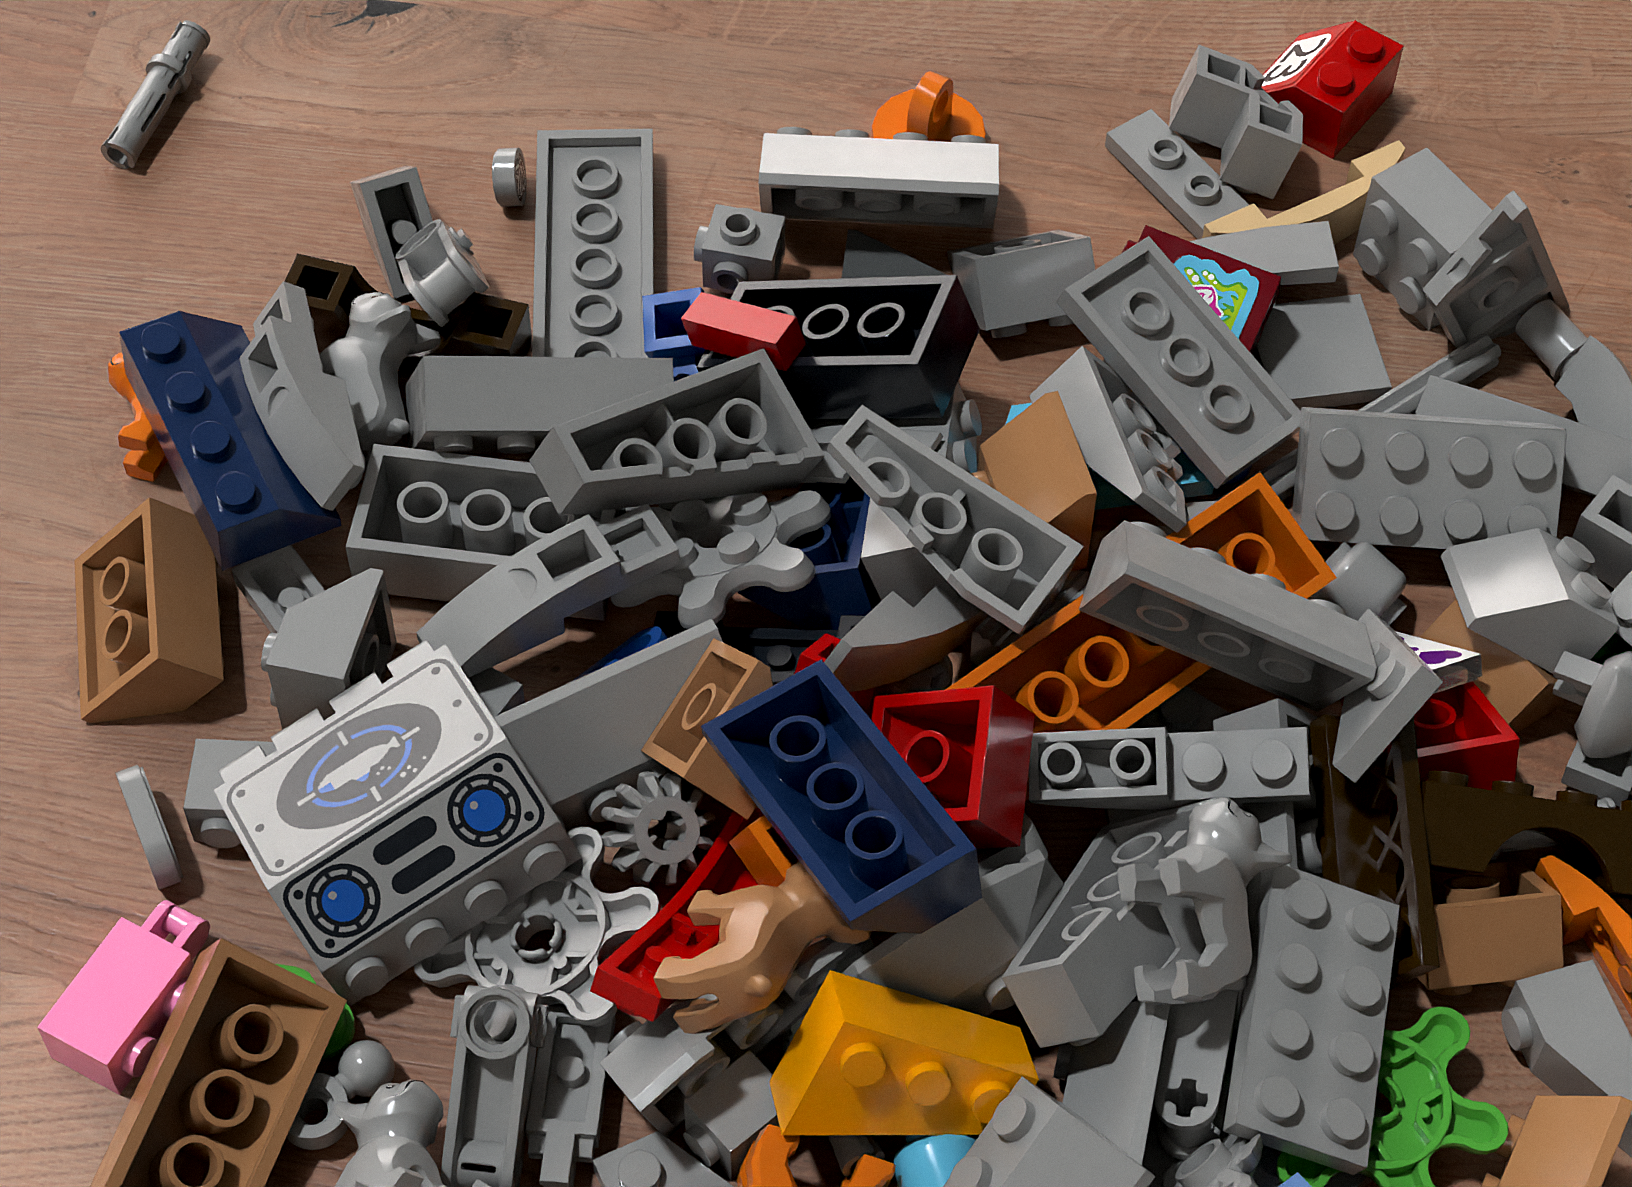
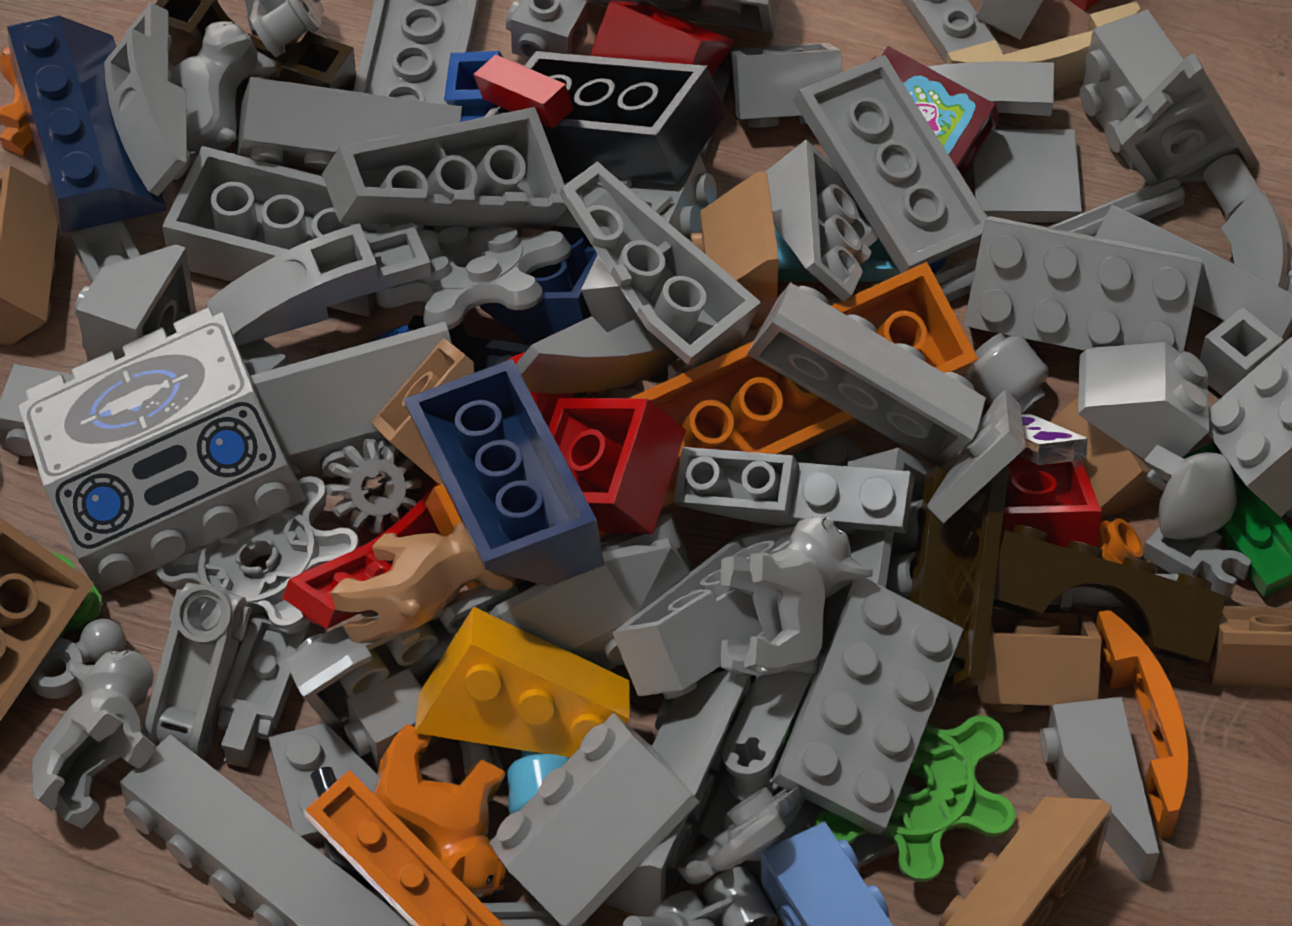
camera: 10 degrees right, 0 degrees up
(868, 247) = (657, 35): none -> red slope
(1539, 770) = (1118, 541): none -> orange plate

